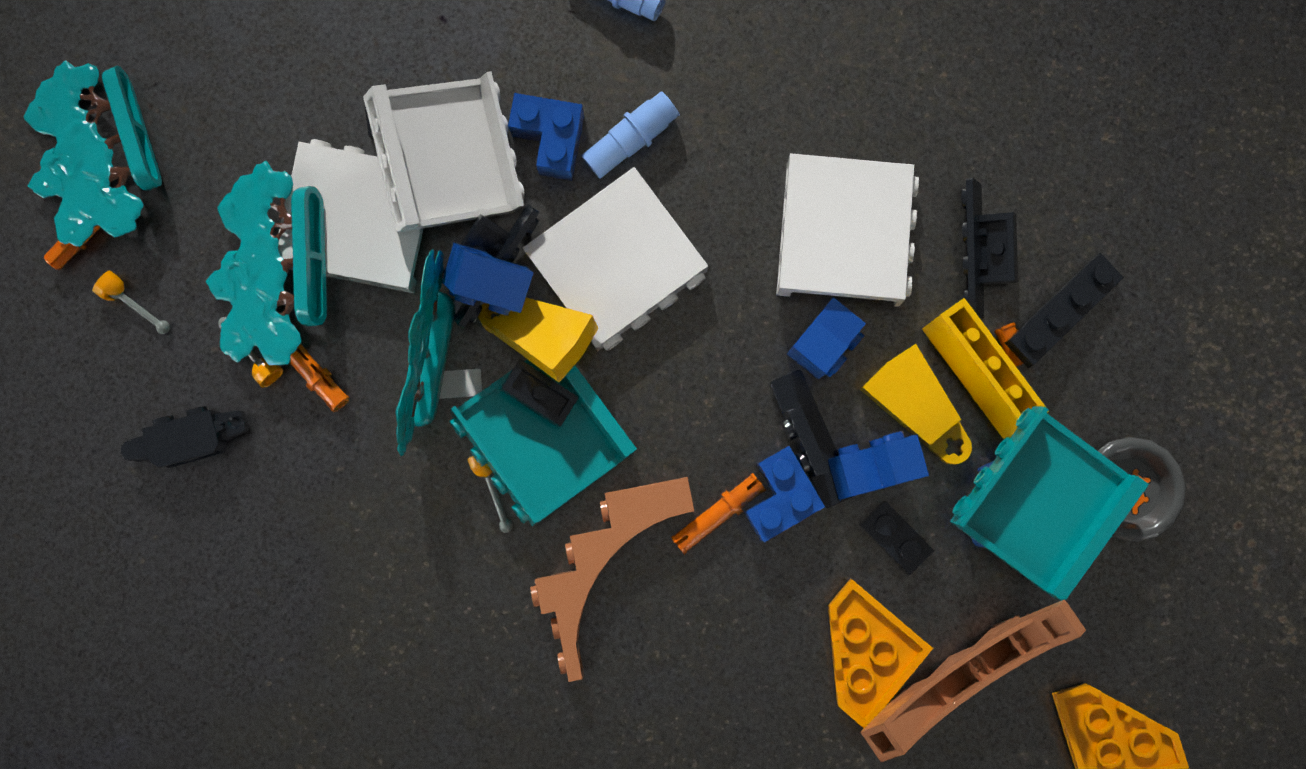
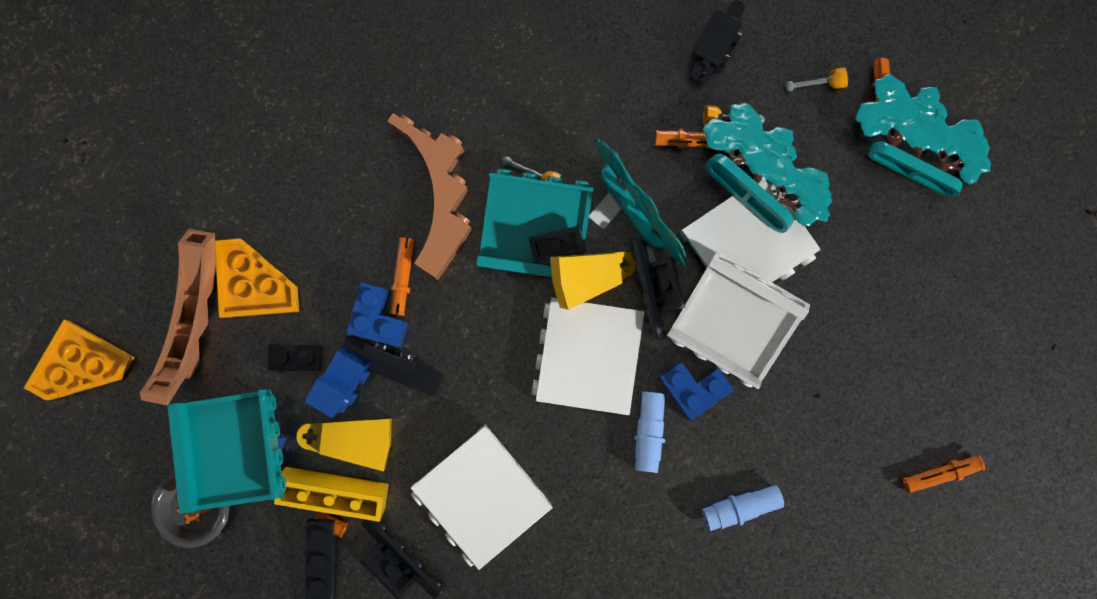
camera: 130 degrees right, 0 degrees up
(480, 277) = (645, 270): blue brick -> none
(826, 339) = (433, 425): blue brick -> none

